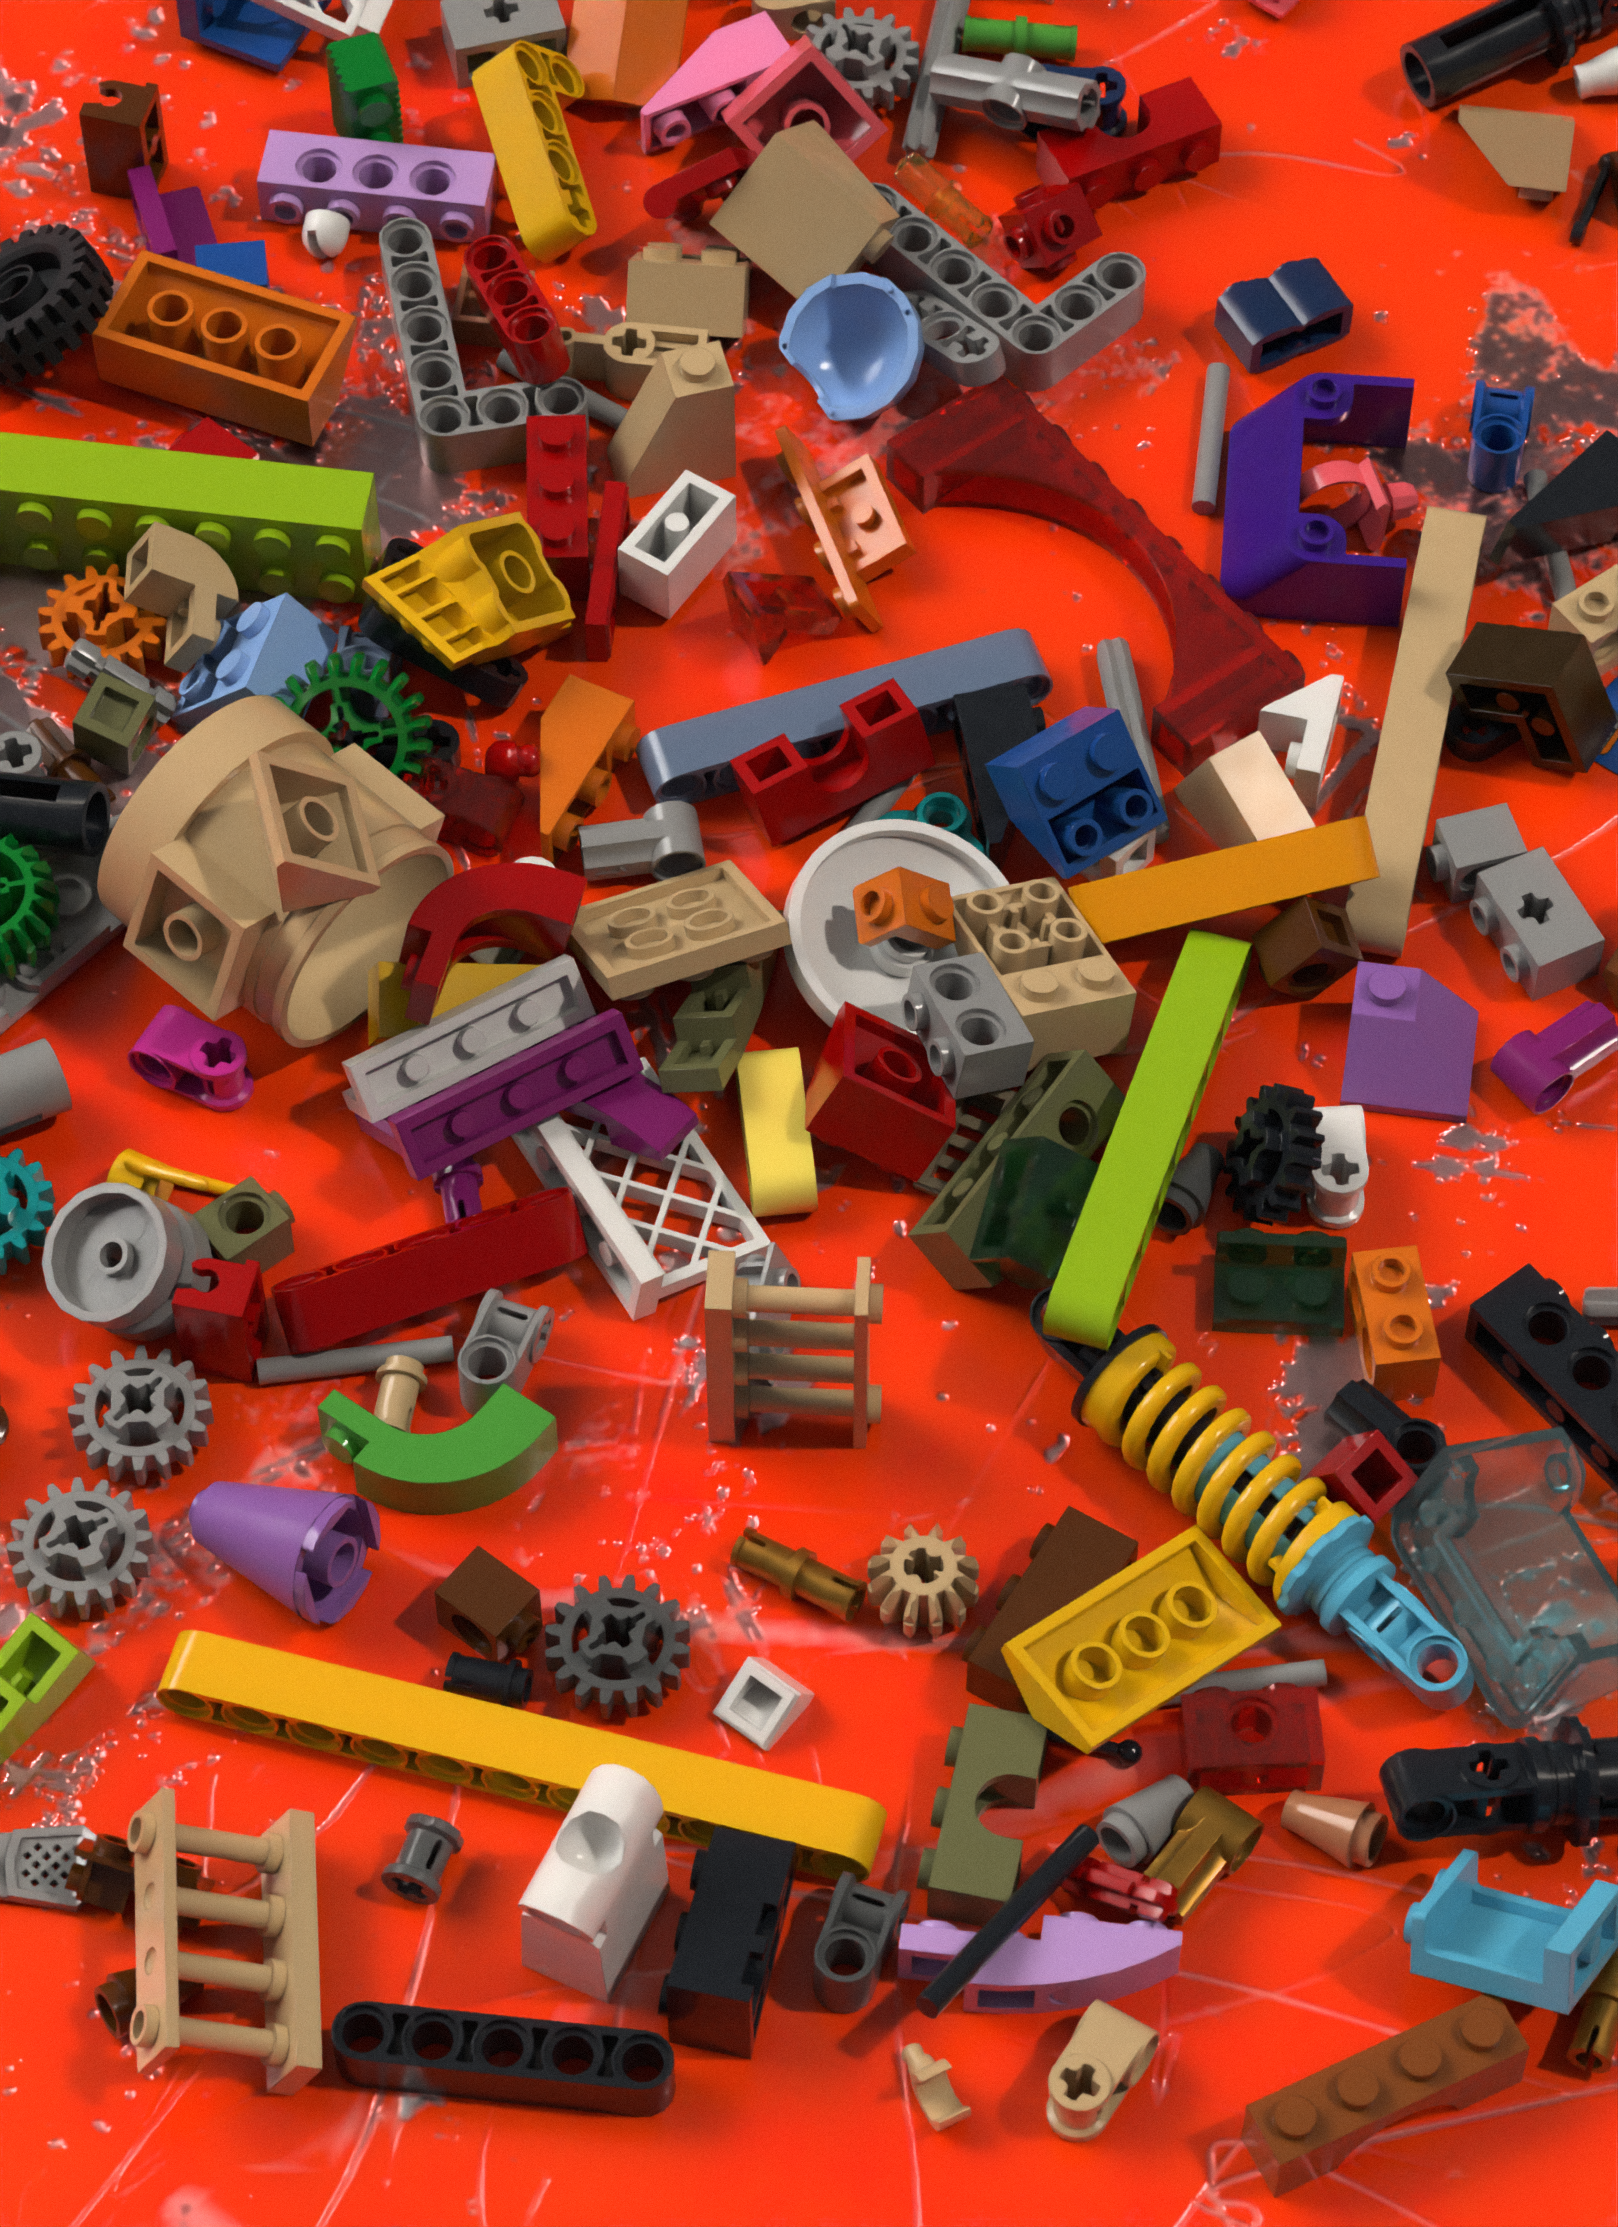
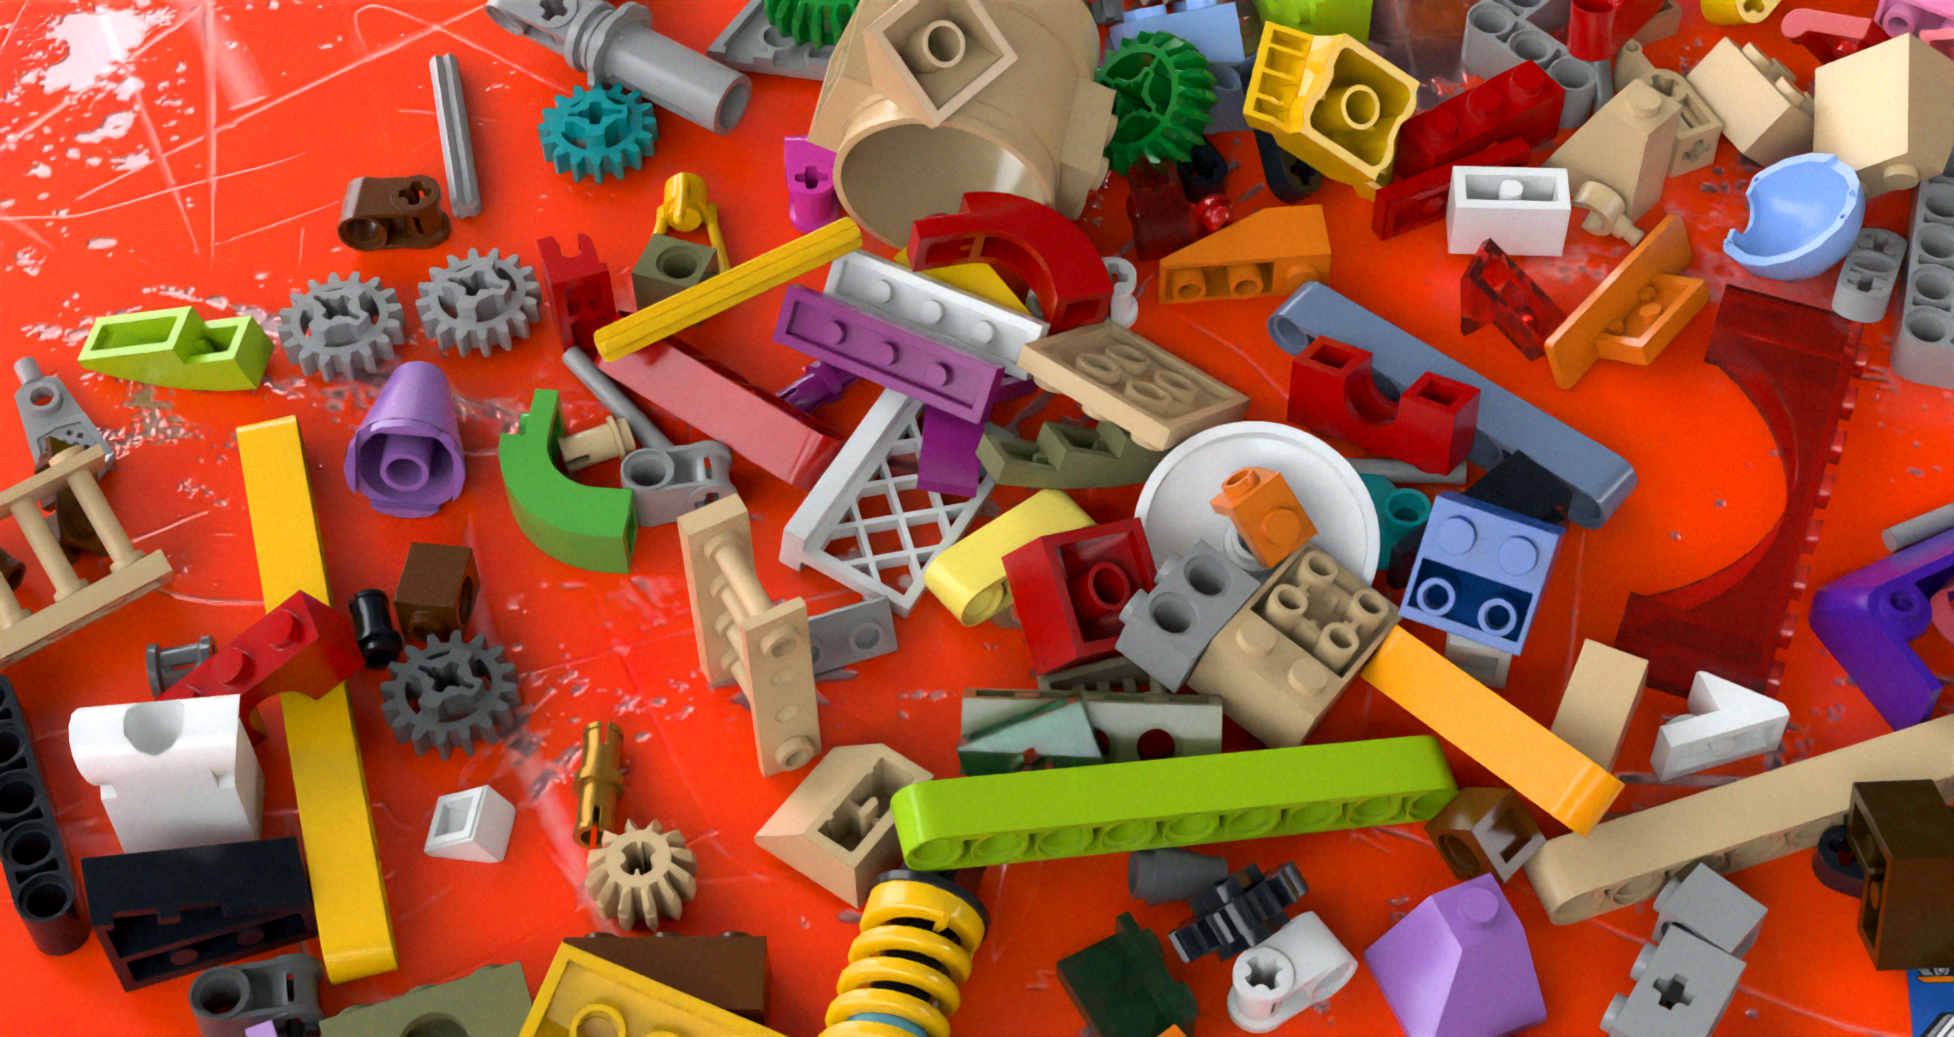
camera: 60 degrees right, 5 degrees down
(121, 1257) = (591, 196): light grey wheel -> none
(345, 1181) = (727, 289): none -> yellow axle
(522, 1778) = (291, 648): none -> red arch
(659, 843) = (1222, 345): light grey piece -> none
(723, 472) = (1606, 213): none -> tan piece
(975, 1391) = (841, 819): none -> tan slope
(1123, 693) = (1602, 609): light grey axle -> none

